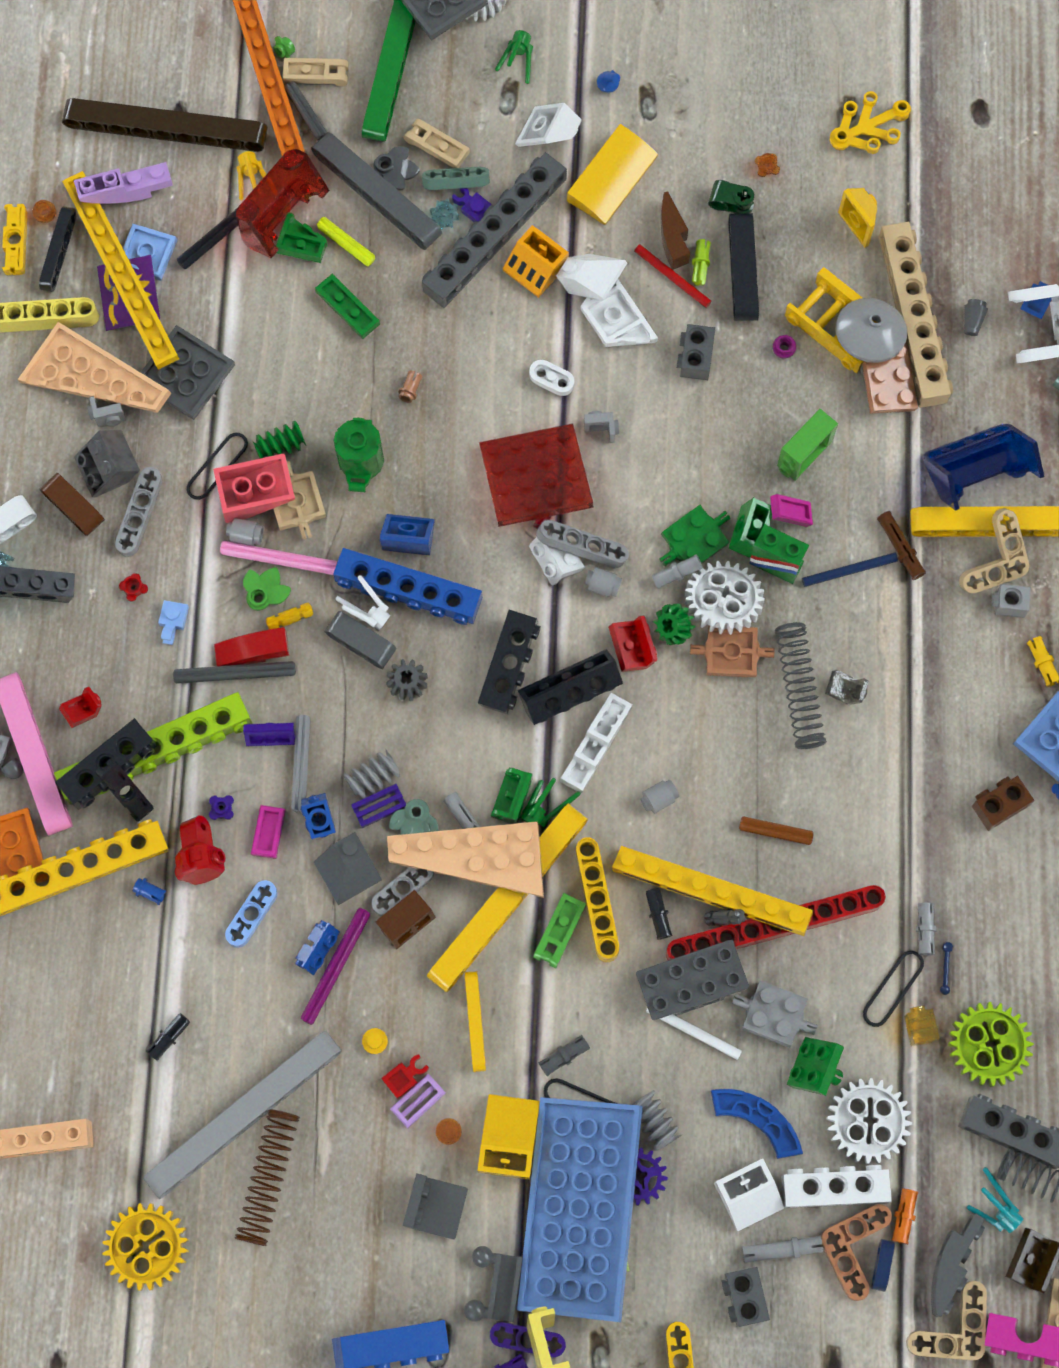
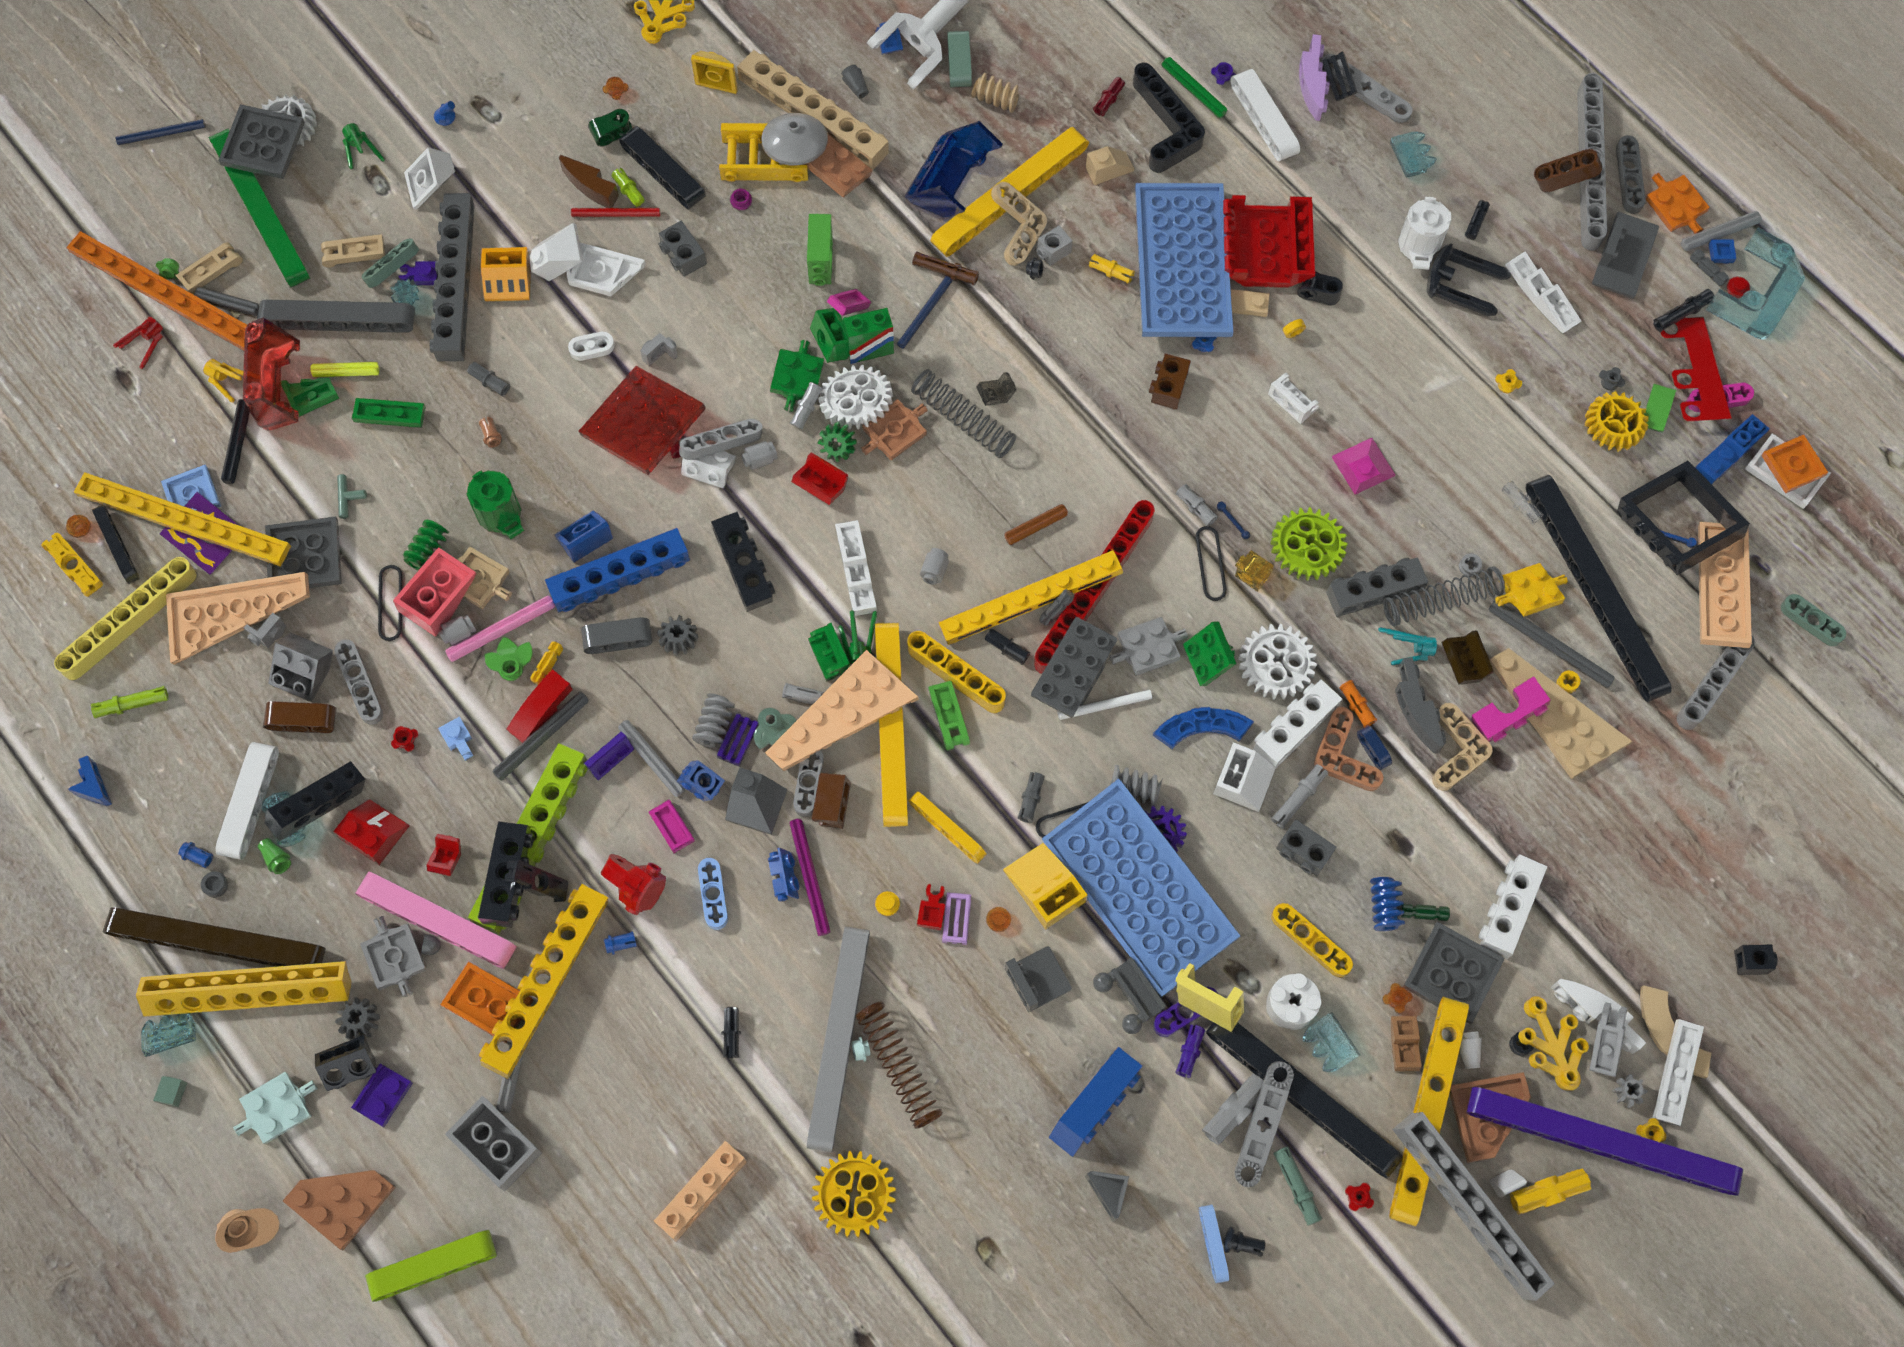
camera: 45 degrees left, 5 degrees down
(47, 640) = (371, 830): none -> red slope
(125, 187) = (133, 456): lavender slope -> none
(164, 124) = (120, 392): dark brown beam -> none
(226, 88) = (148, 330): none -> red plant
(226, 812) = (620, 845): dark purple plate -> none
(251, 1138) = (860, 1049): none -> light aqua plate
(256, 348) = (344, 496): none -> sand green piece
(376, 616) = (613, 610): white plant -> none
(399, 167) = (338, 288): dark grey plate -> none
(448, 340) = (488, 378): none -> dark grey axle
(558, 685) = (802, 543): black brick -> none
(611, 175) = (507, 176): yellow slope -> none
(977, 607) = (1034, 268): none -> black plate

